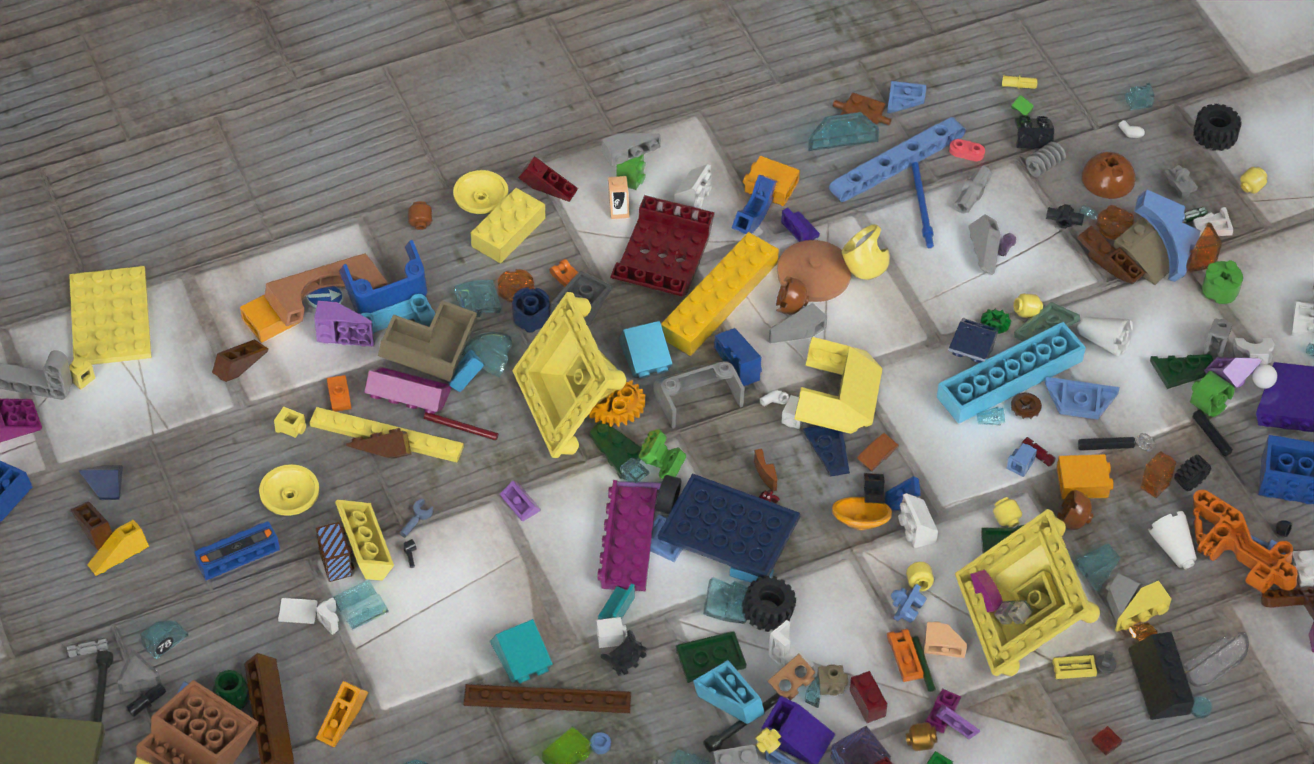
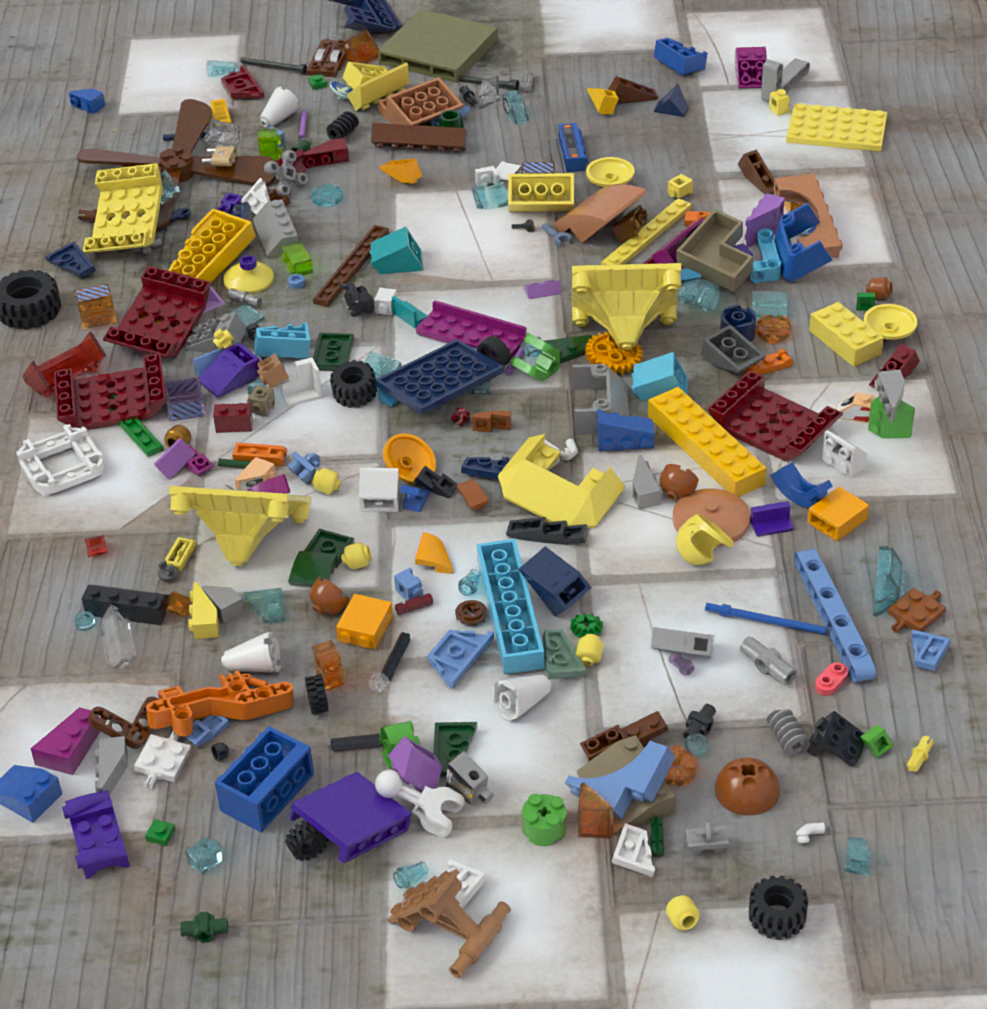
camera: 115 degrees right, 10 degrees down
(380, 468) = (599, 210): none -> nougat slope
(445, 222) = (865, 301): none -> green plate
(896, 380) = (542, 531): none -> black slope
(970, 457) = (433, 553): none -> light orange slope

